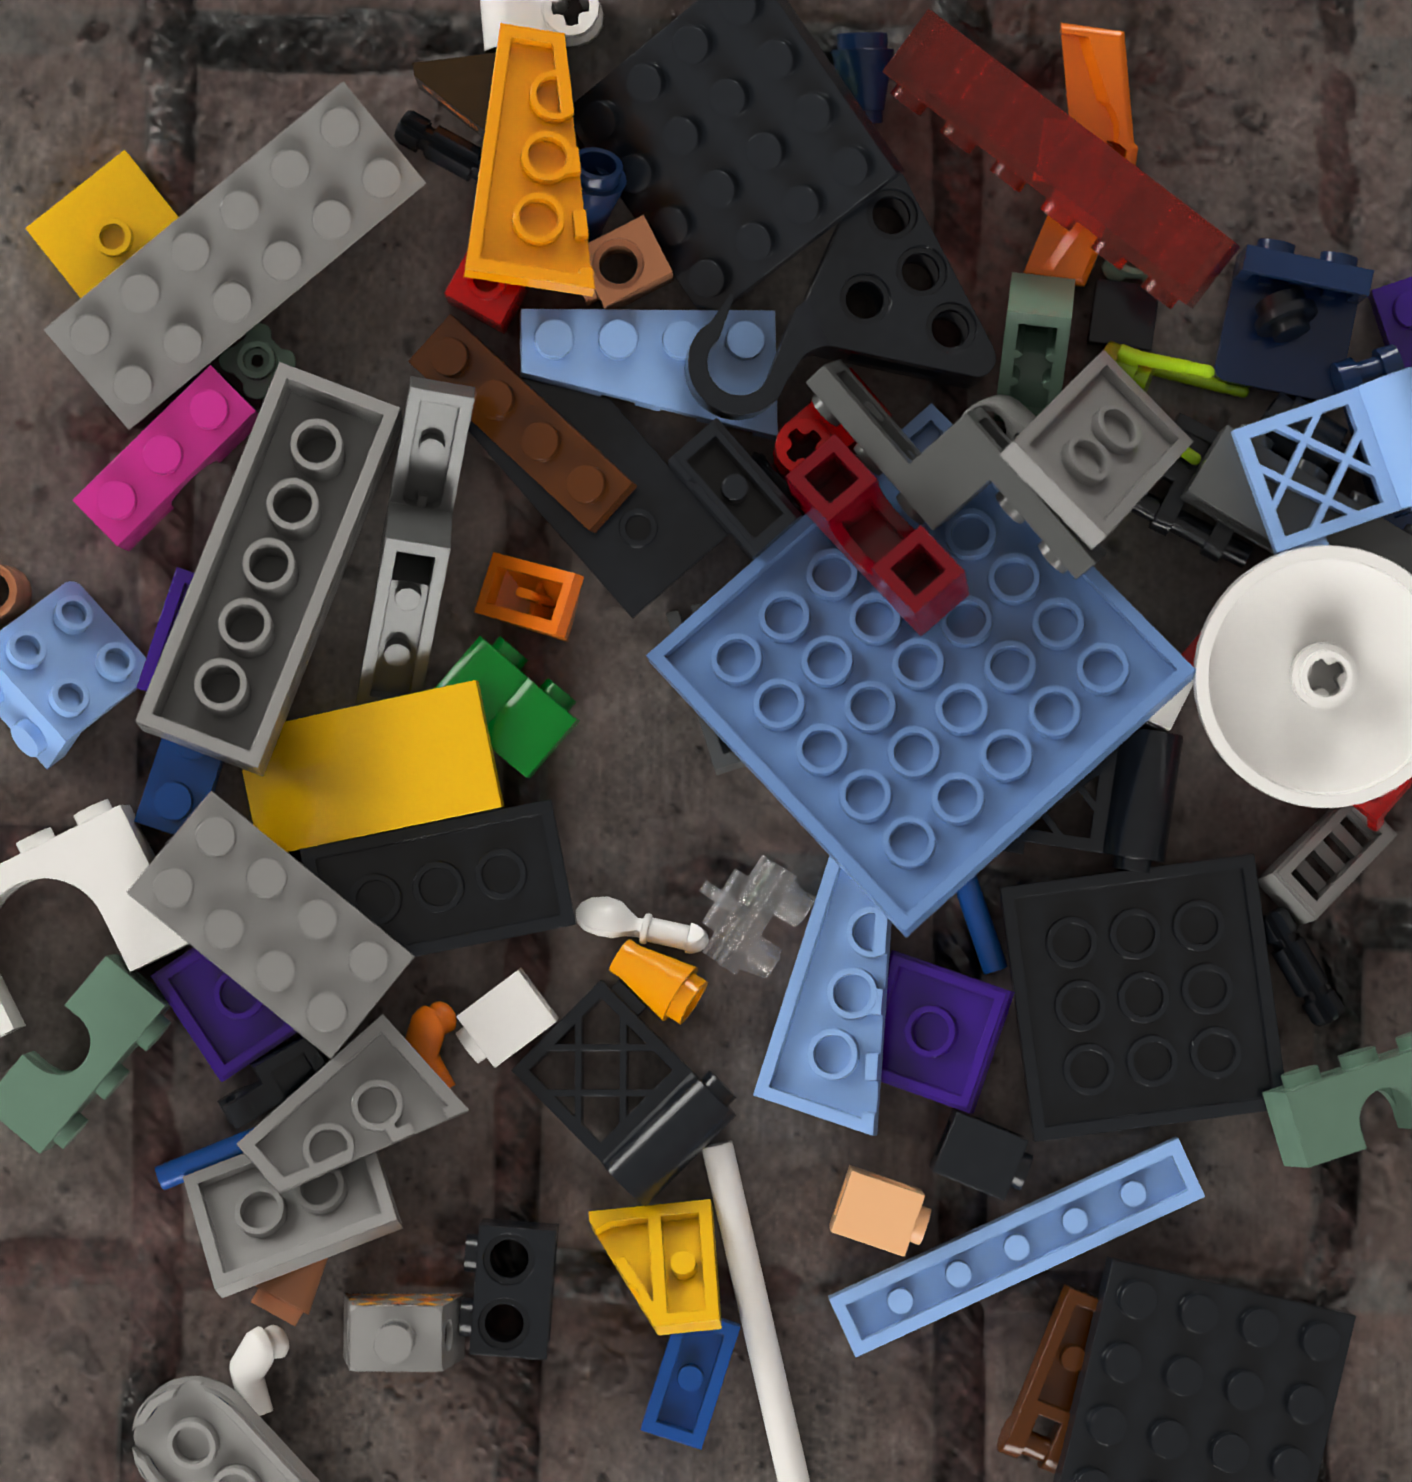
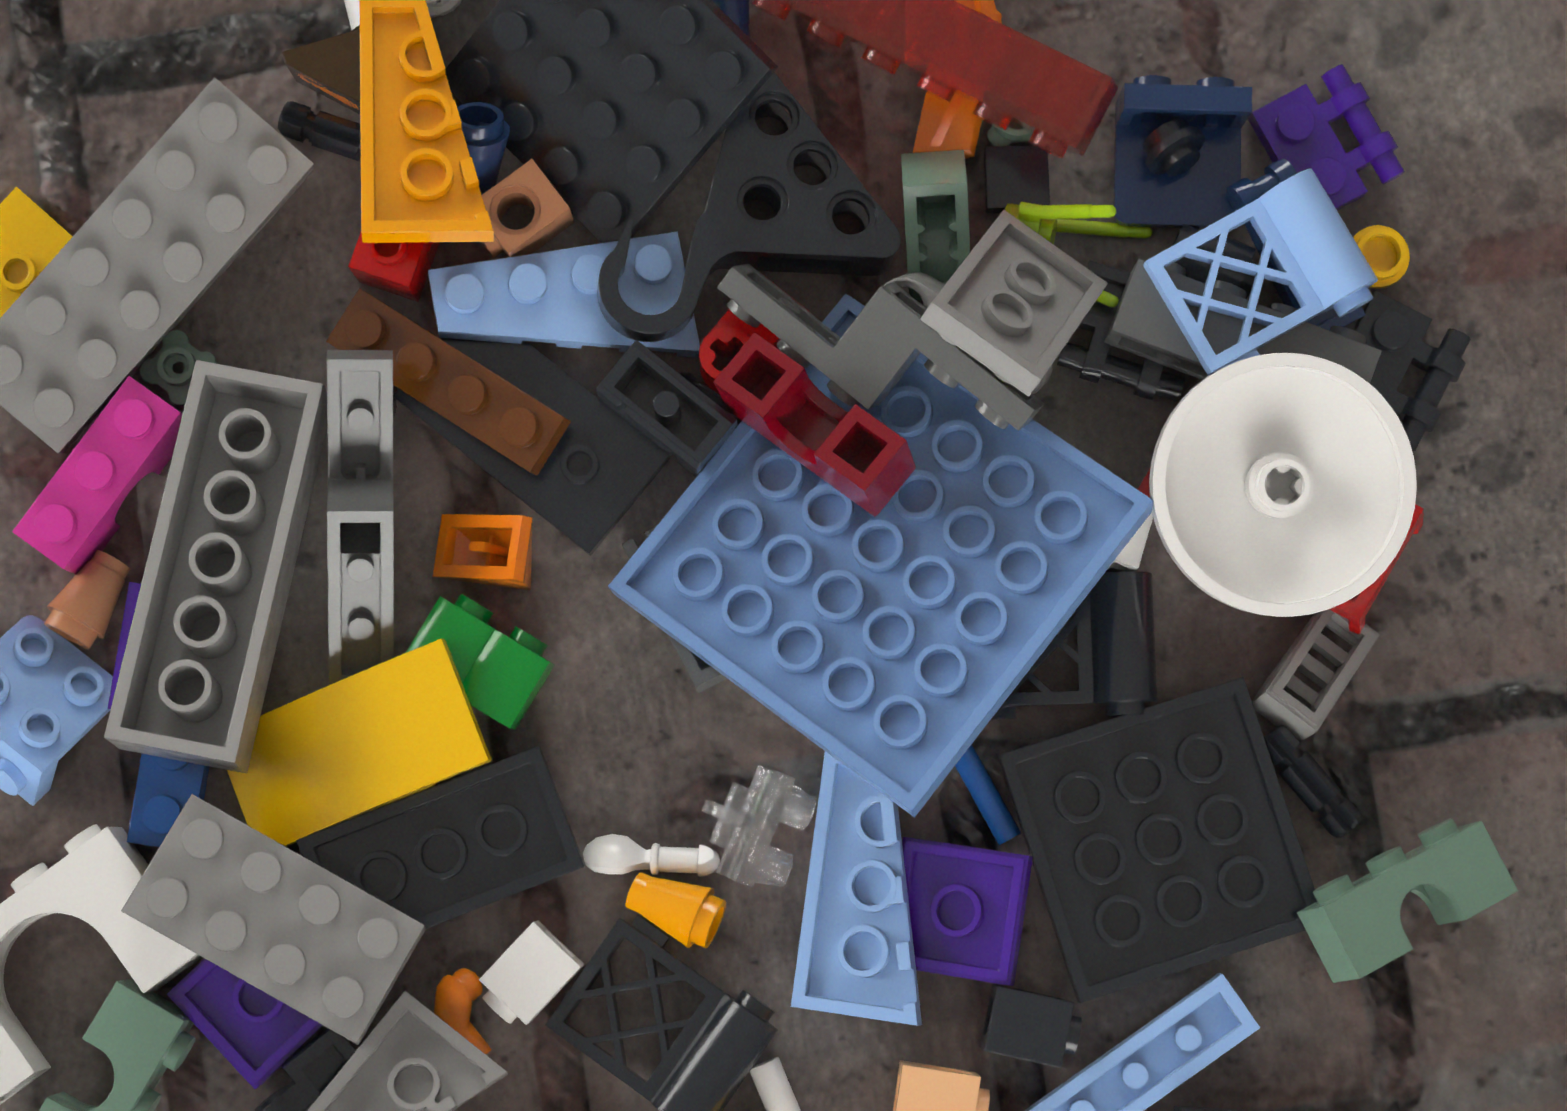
camera: 15 degrees left, 5 degrees down
(132, 578) = (88, 600): none -> nougat cone

